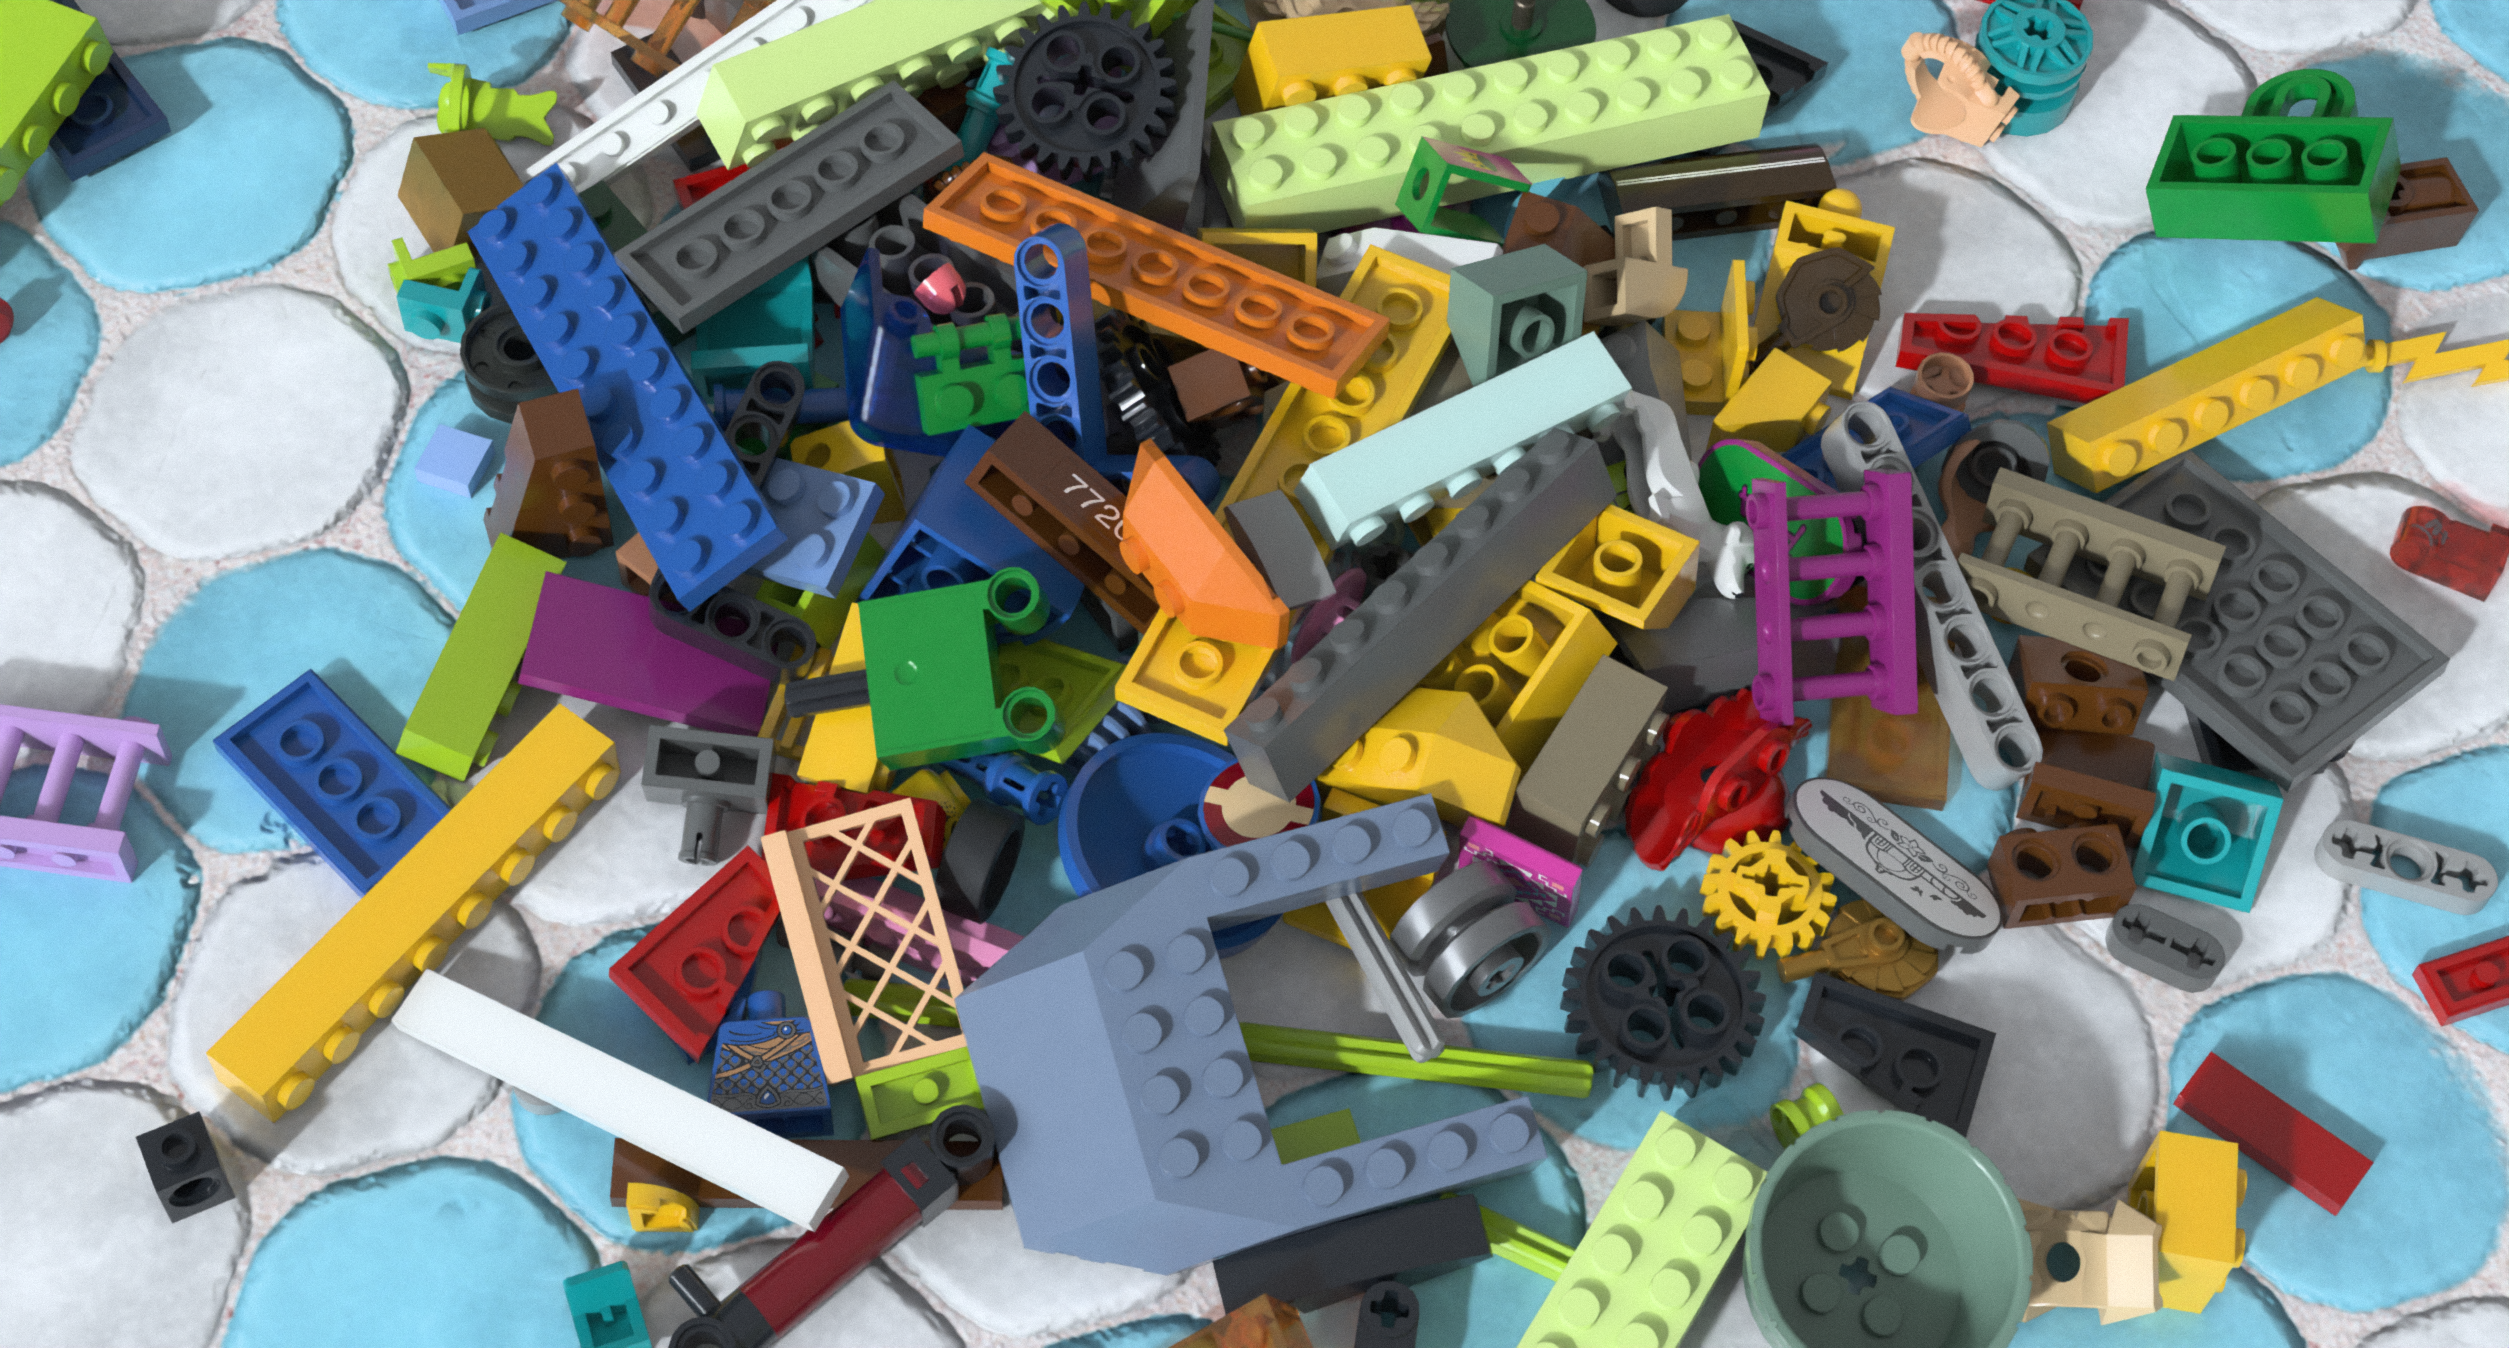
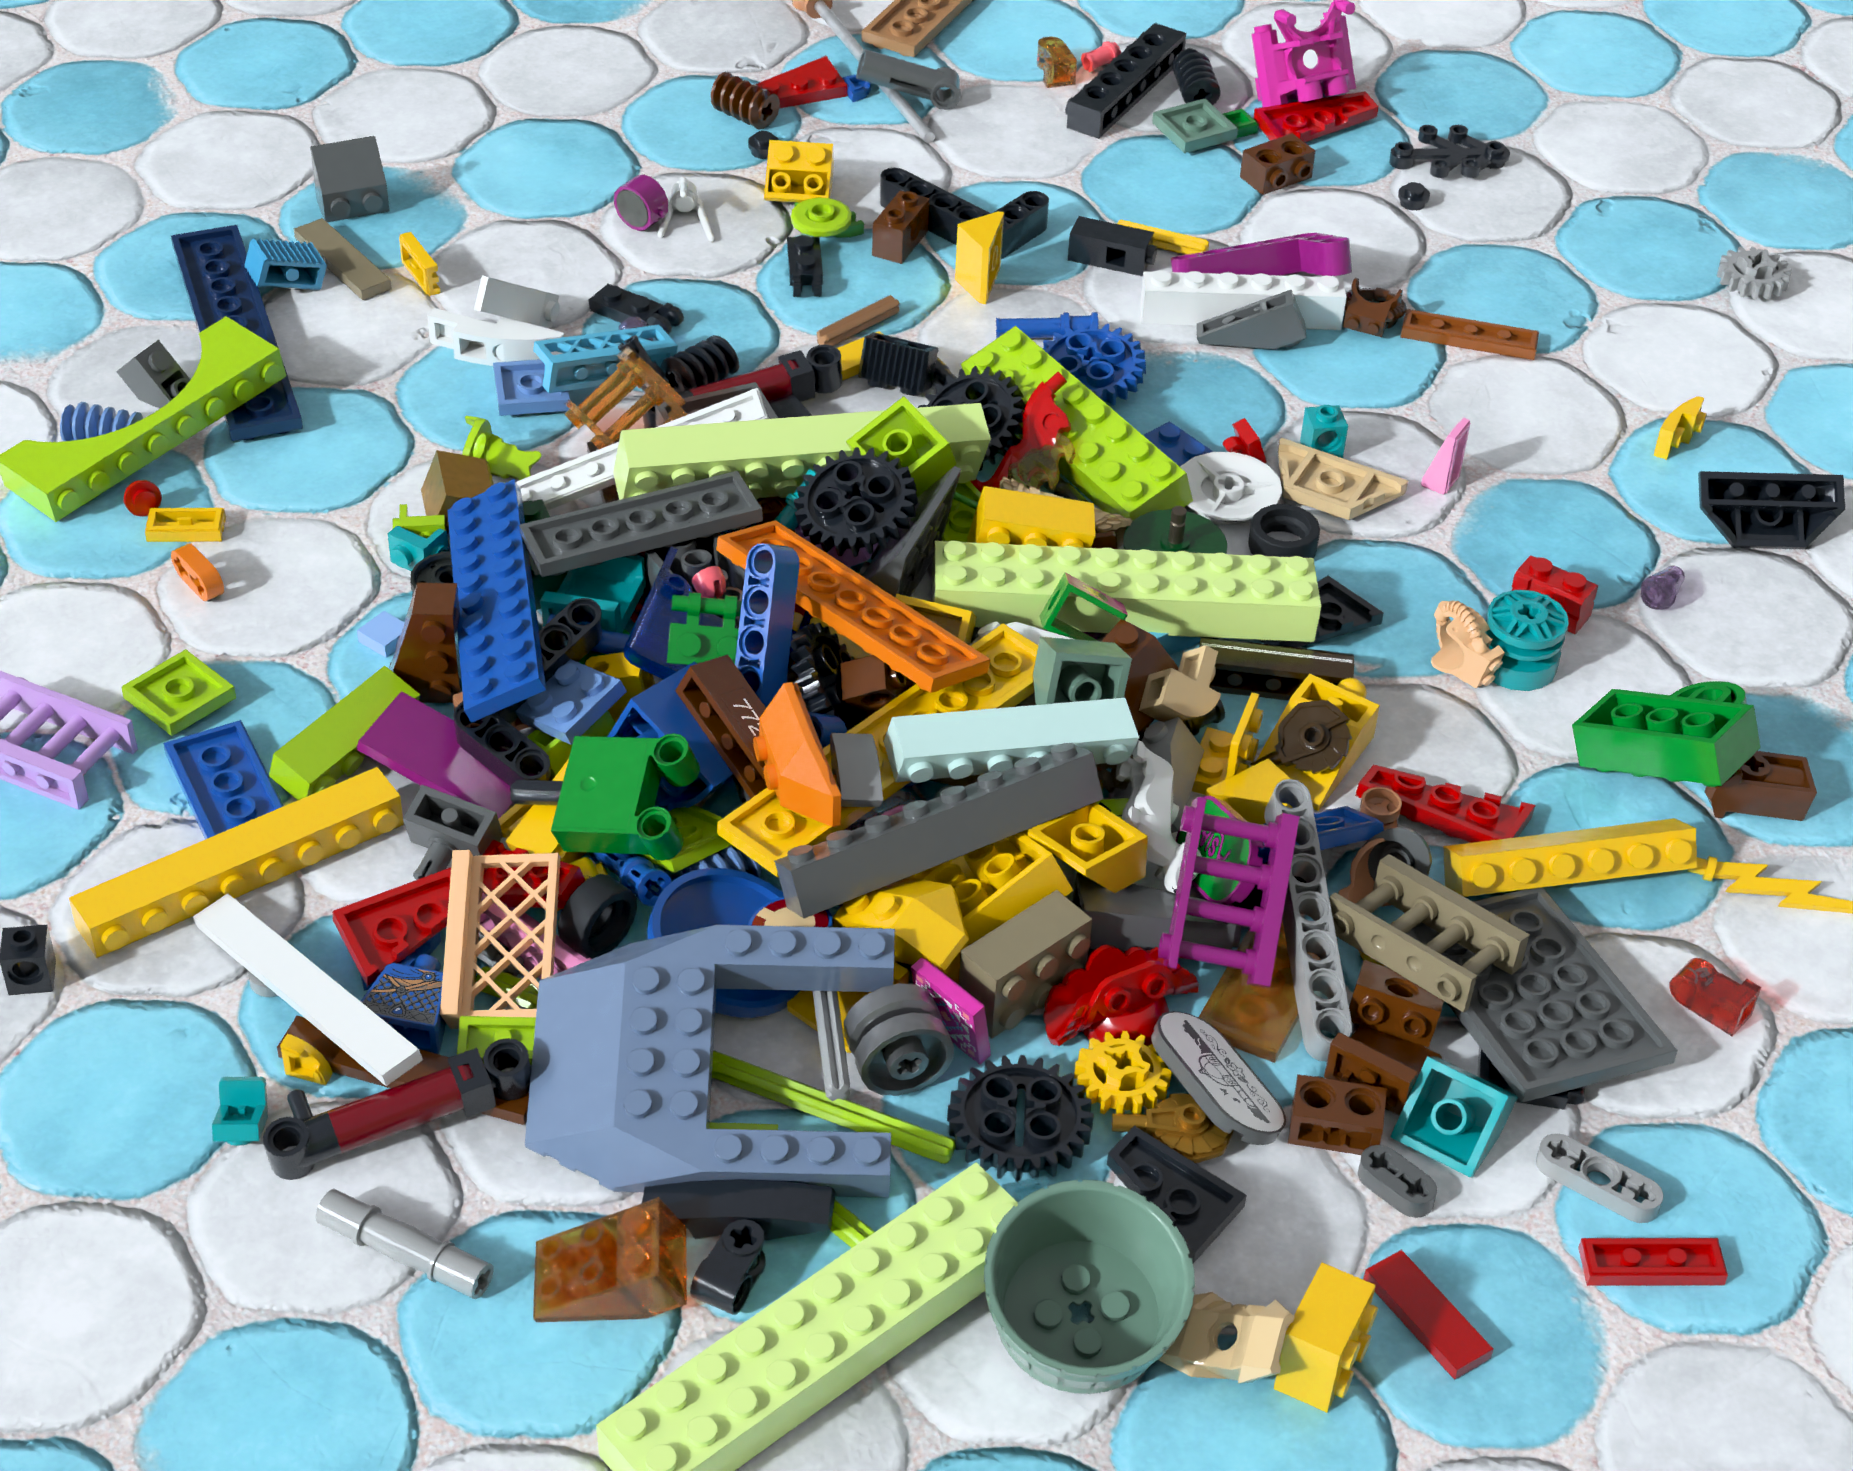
camera: 20 degrees right, 15 degrees down
(70, 355) = (185, 524): none -> yellow tile
(130, 431) = (197, 572): none -> orange beam
(196, 647) = (178, 692): none -> lime plate

